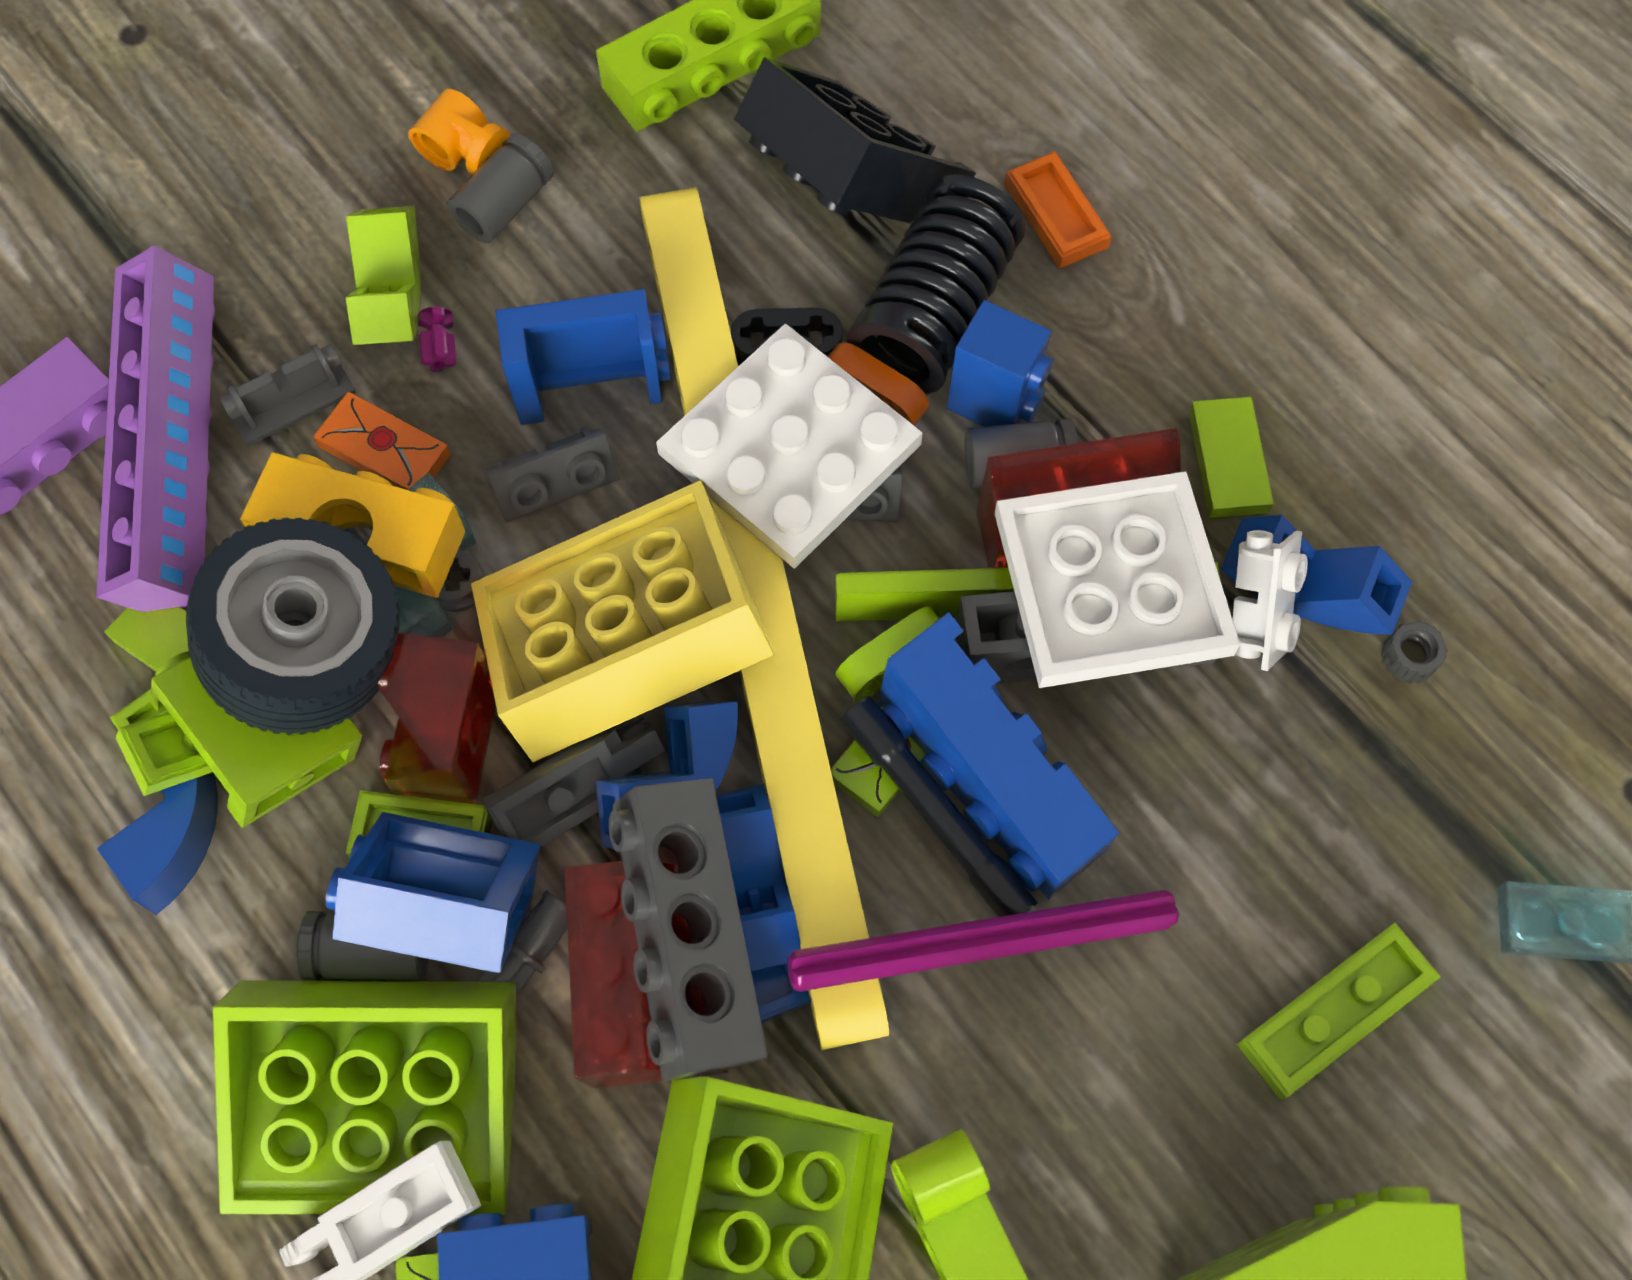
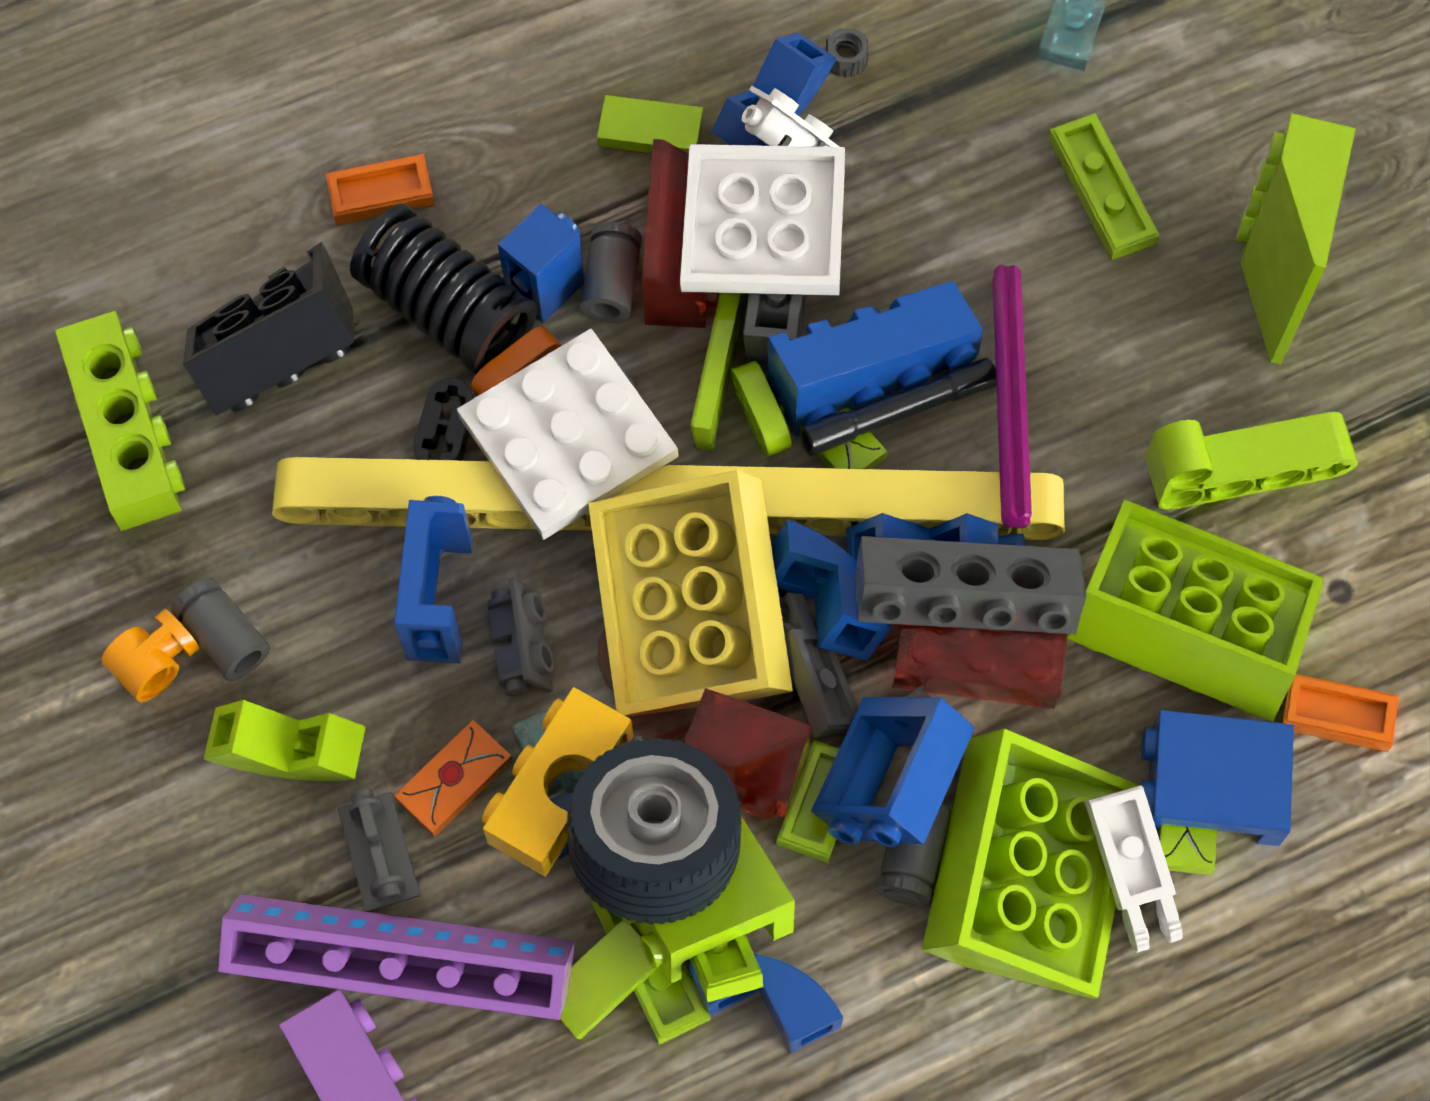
camera: 75 degrees left, 0 degrees up
(436, 344) = (364, 712): magenta piece -> none

